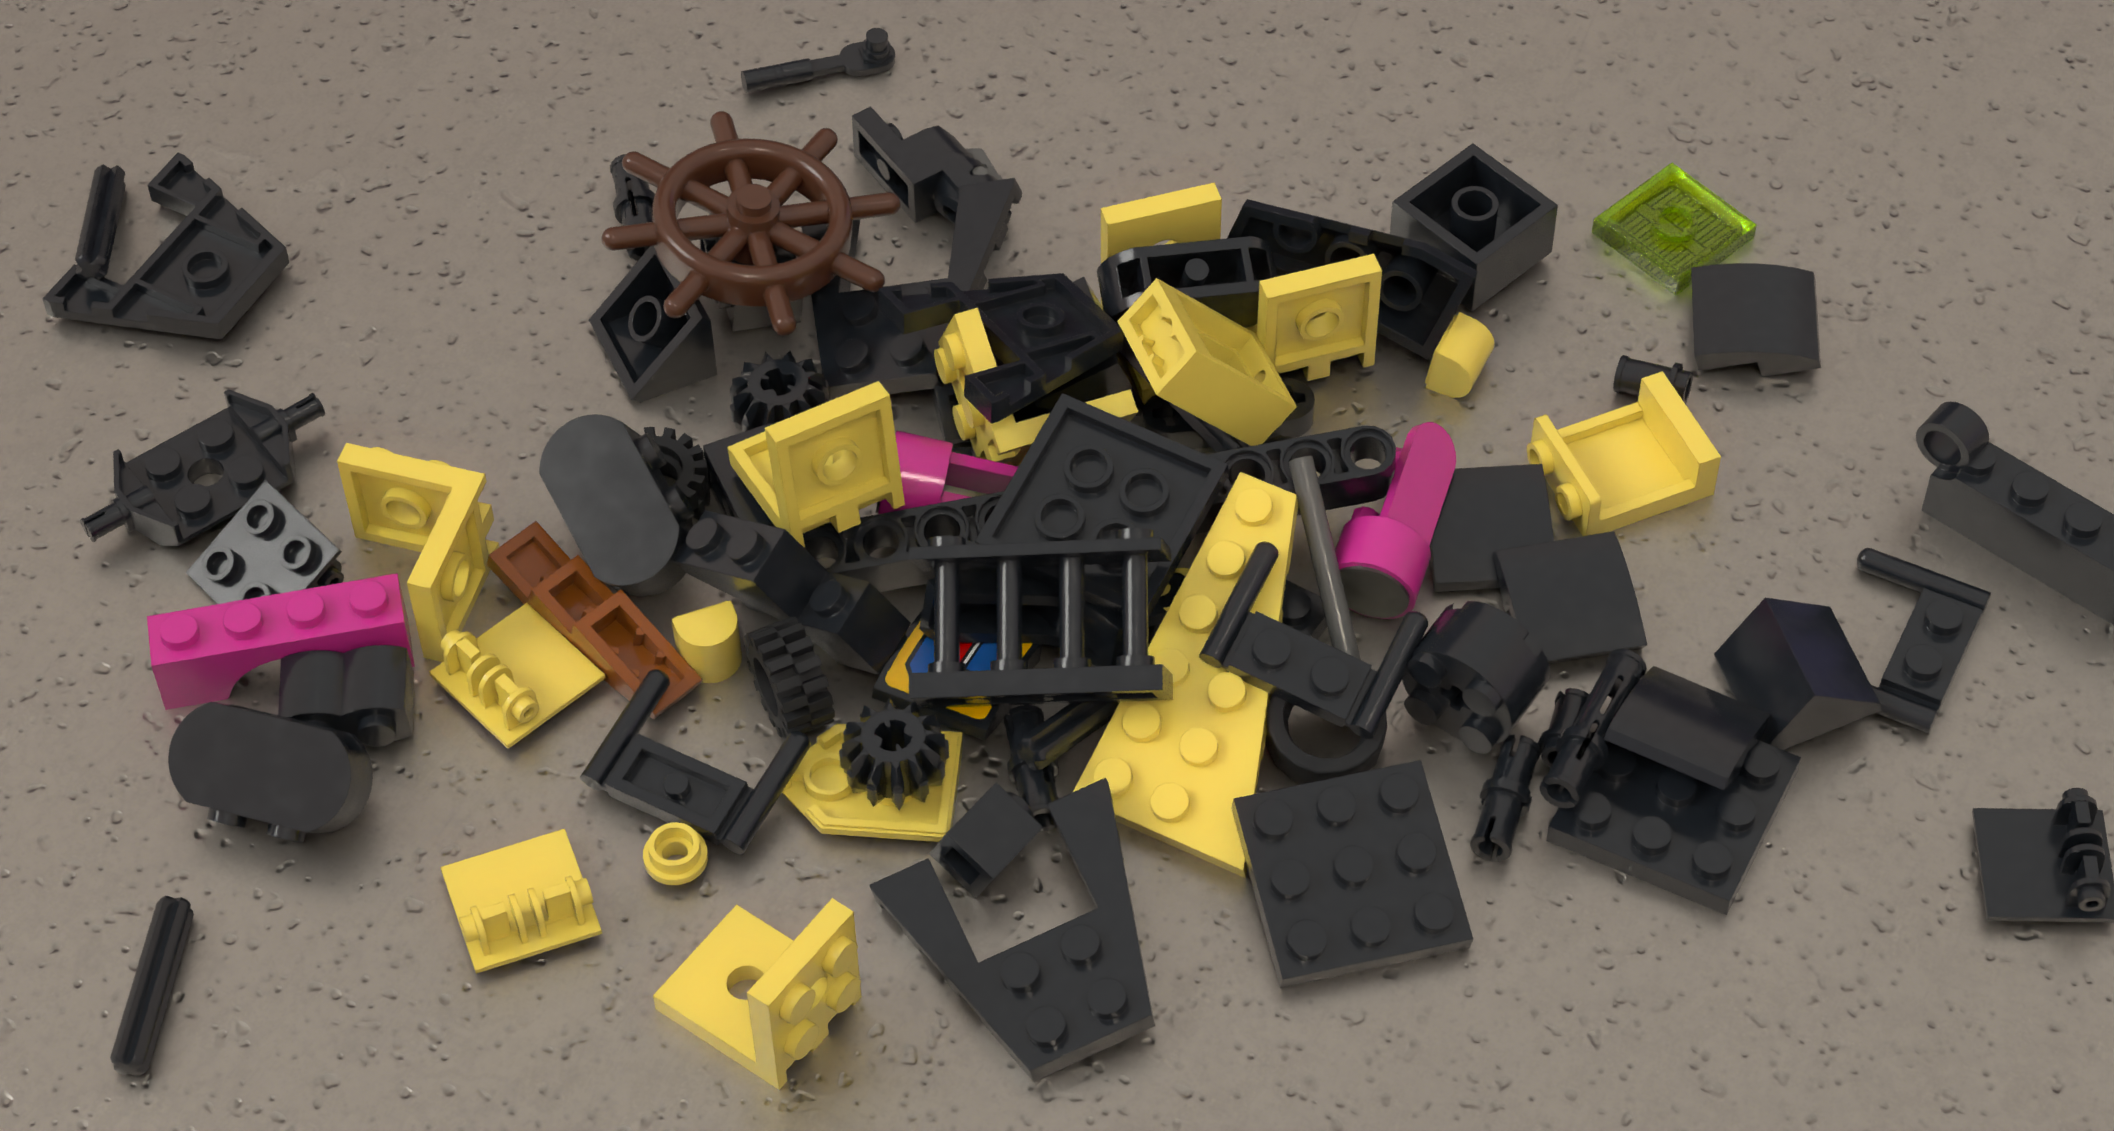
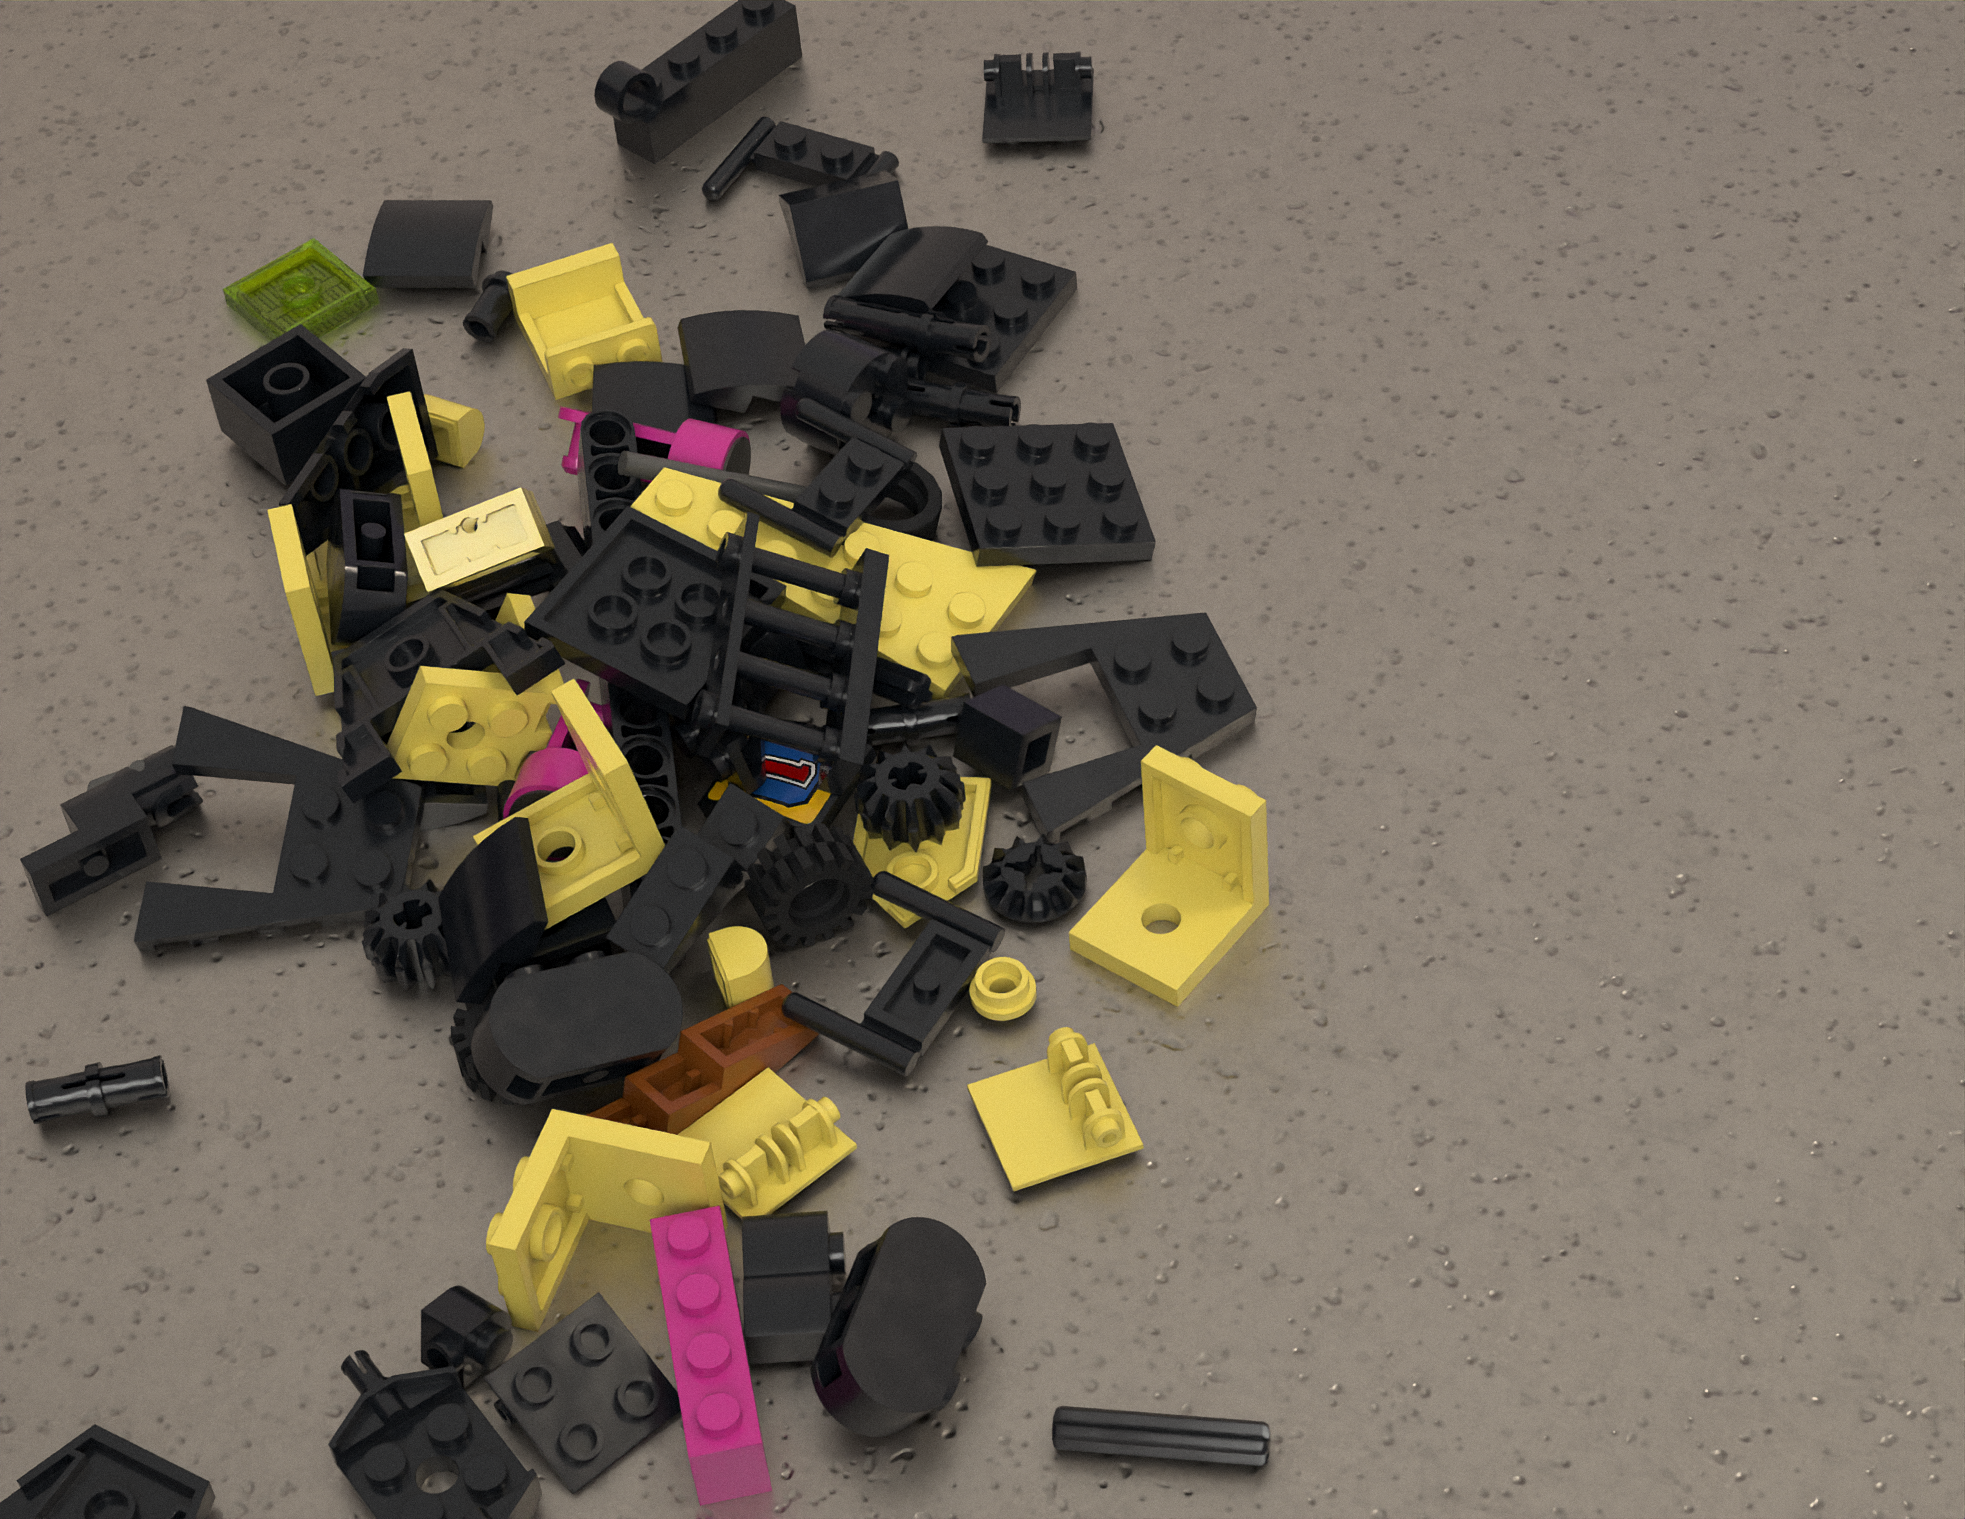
camera: 85 degrees left, 5 degrees down
(320, 473) = (464, 1333): none -> black plate
(644, 343) = (291, 1044): black slope -> none
(731, 421) = (492, 909): none -> black slope
(749, 237) = (211, 942): reddish brown brick -> none
(789, 885) = (1052, 894): none -> black gear

